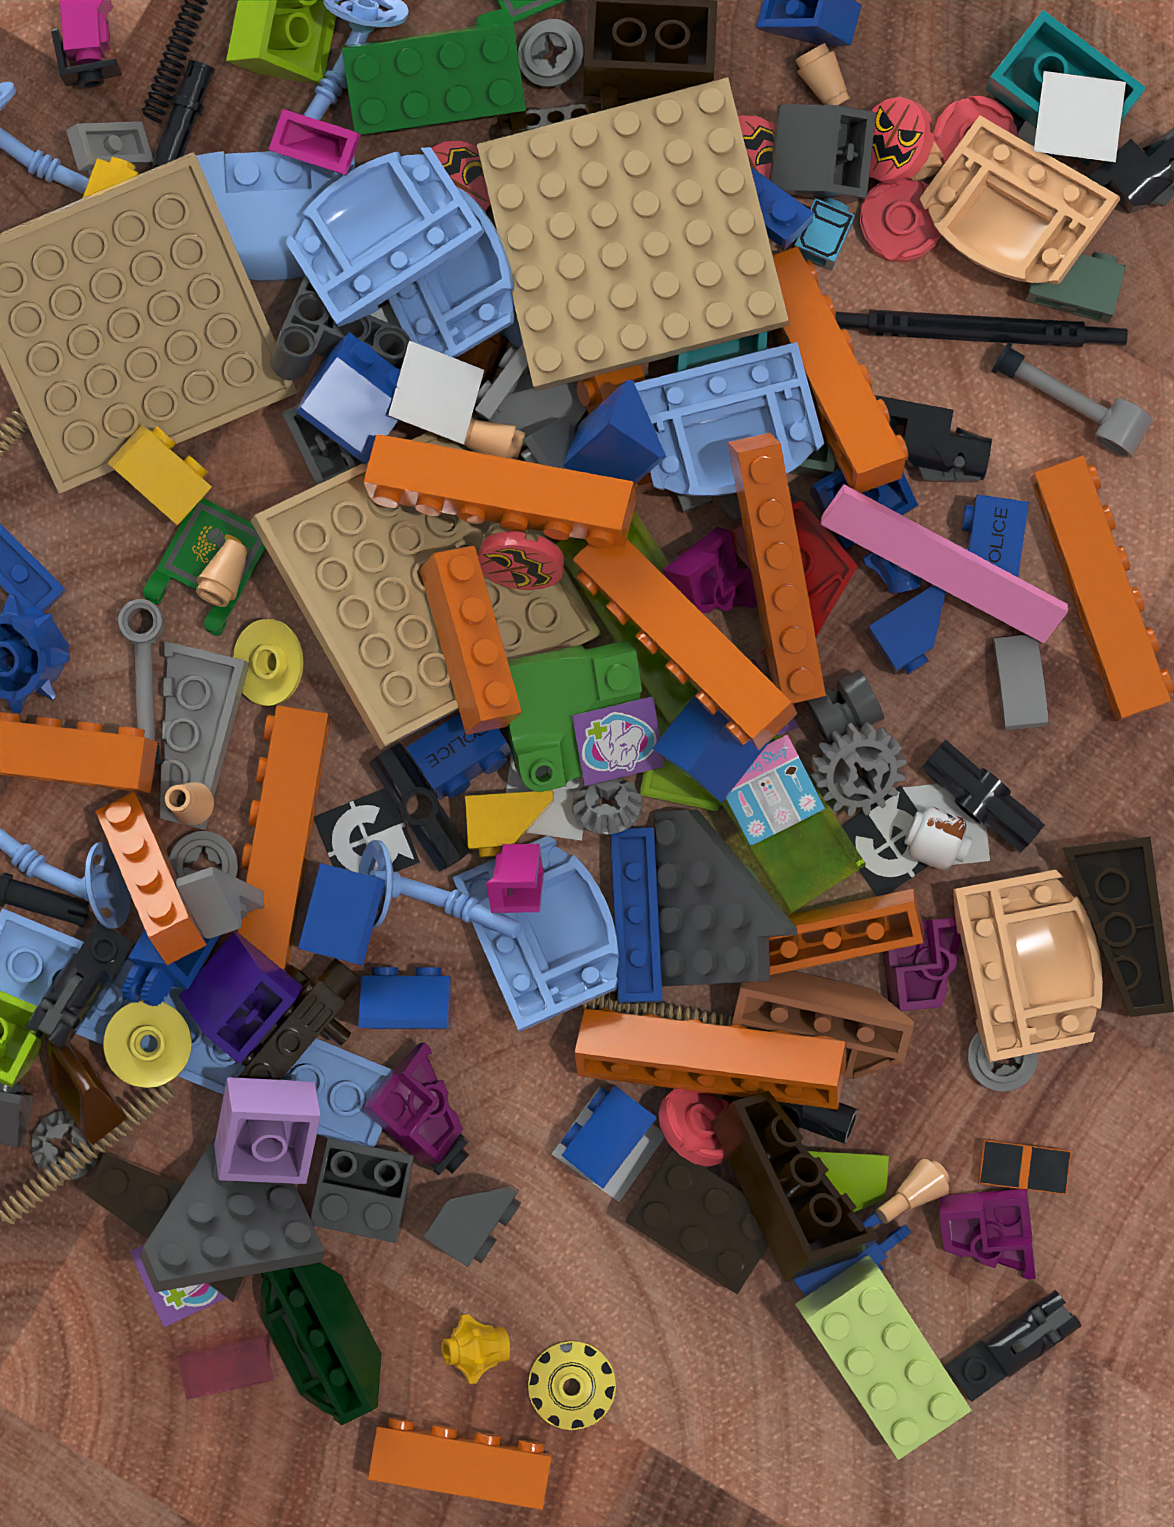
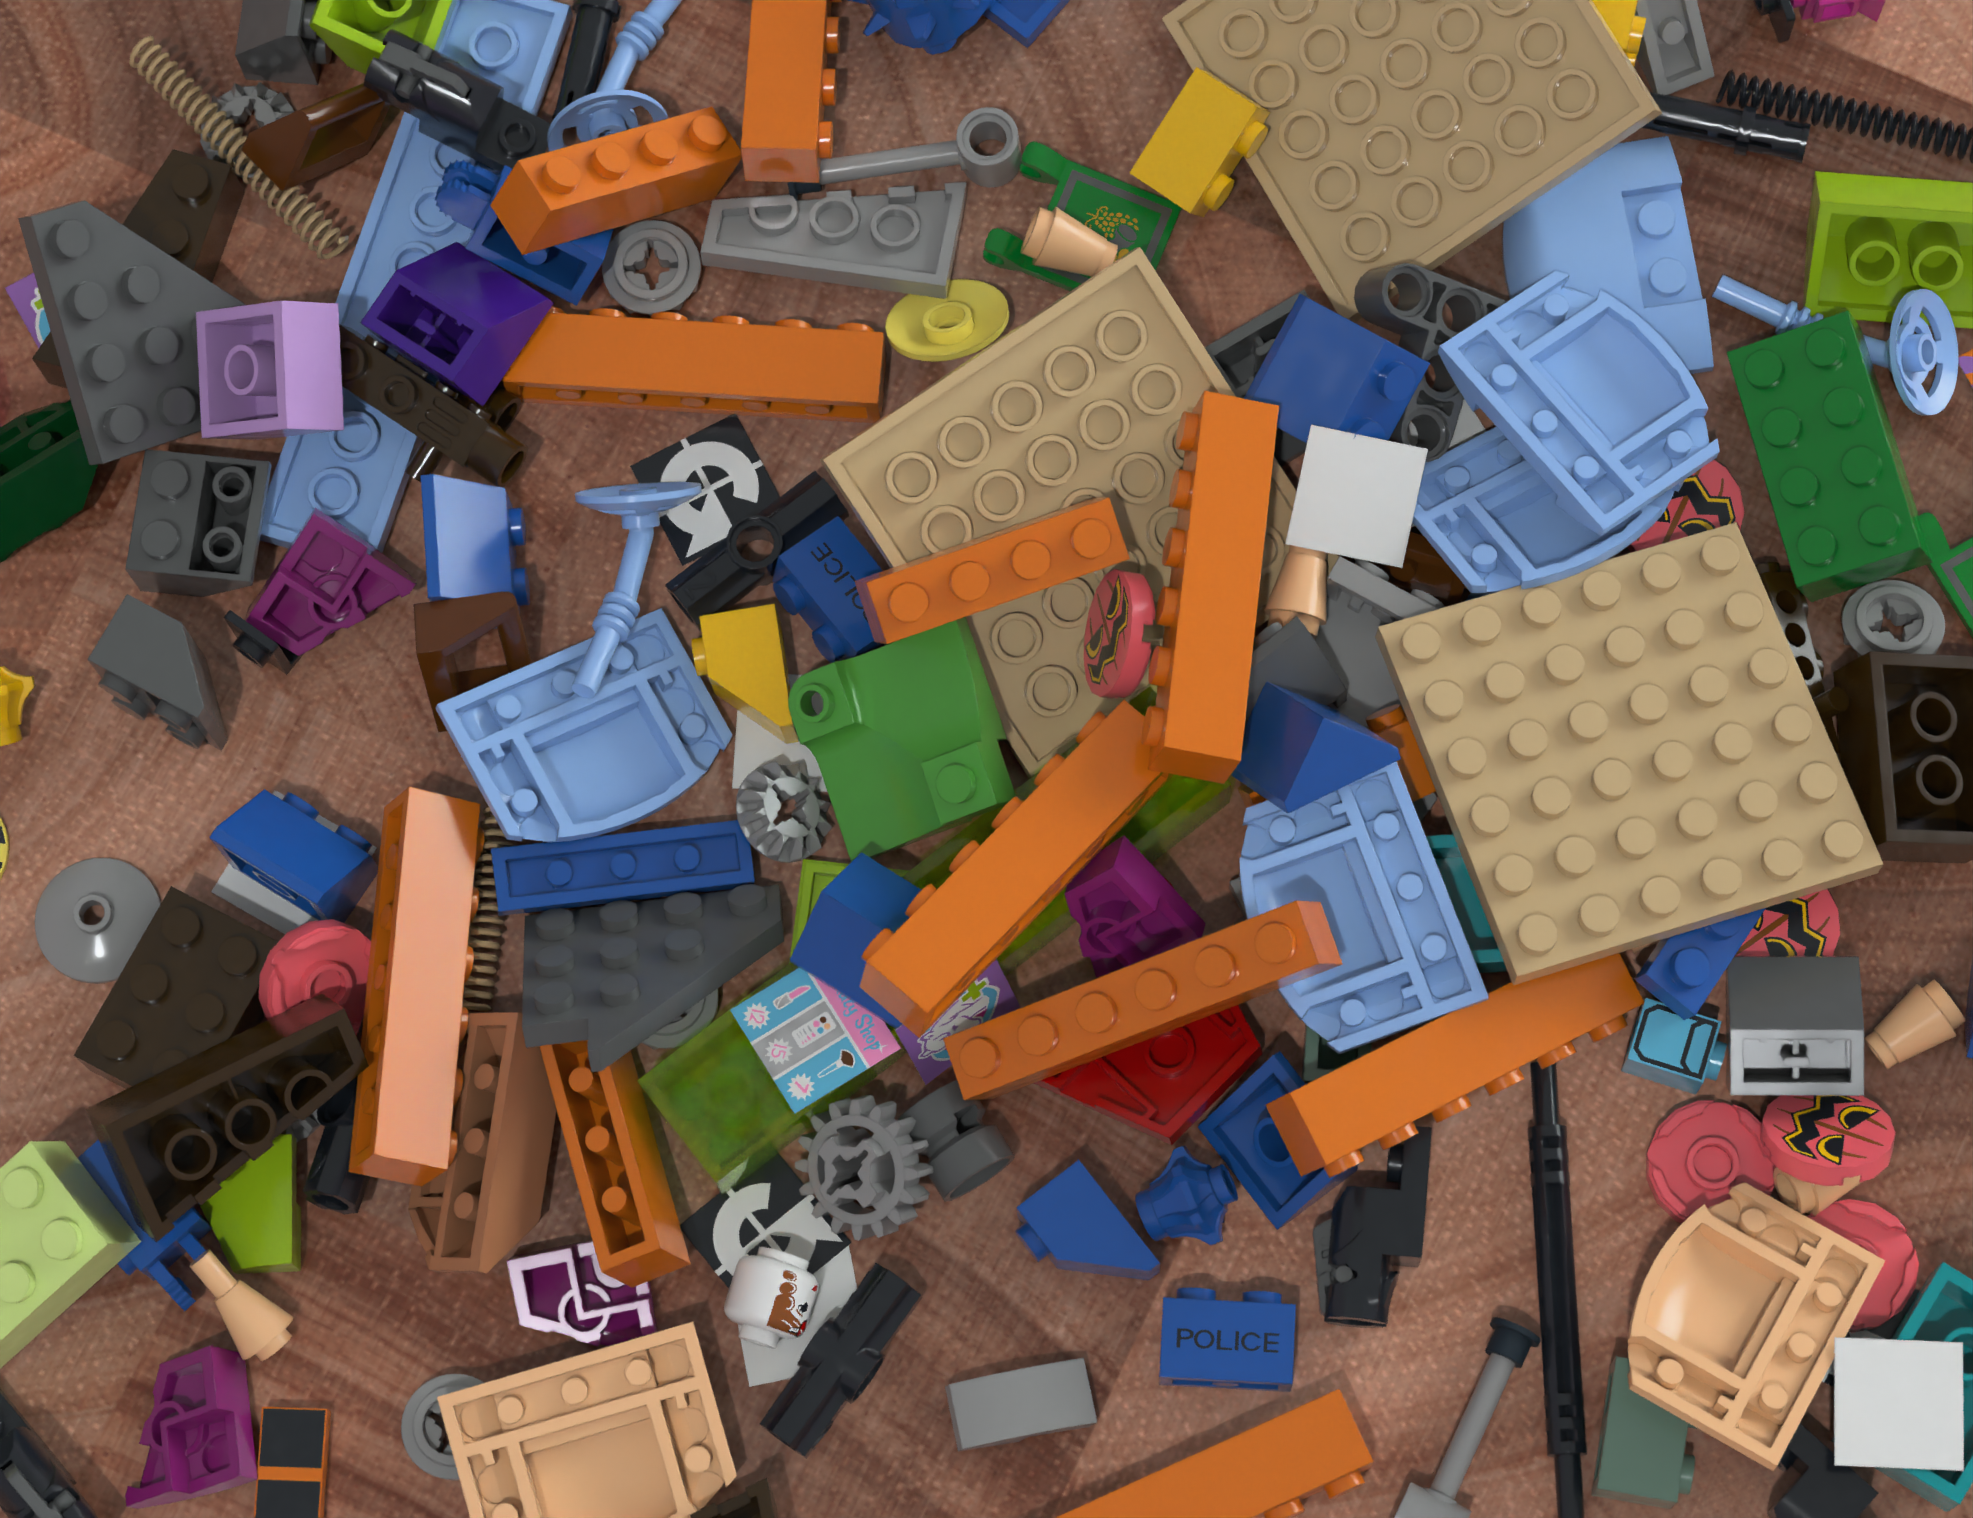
camera: 85 degrees right, 10 degrees down
(124, 1044) = (379, 183): light yellow dish -> none
(197, 806) = (732, 225): light nougat cone -> none
(218, 900) = (587, 266): light grey slope -> none
(314, 142) = (1708, 296): dark pink slope -> none
(341, 914) = (589, 442): blue slope -> none
(476, 1017) = (452, 624): none -> reddish brown tile
(517, 879) = (656, 684): dark pink window -> none
(617, 740) = (873, 806): sticker -> none
(638, 1257) = (100, 950): none -> light grey dish
(944, 564) = (1178, 1257): bright pink tile -> none

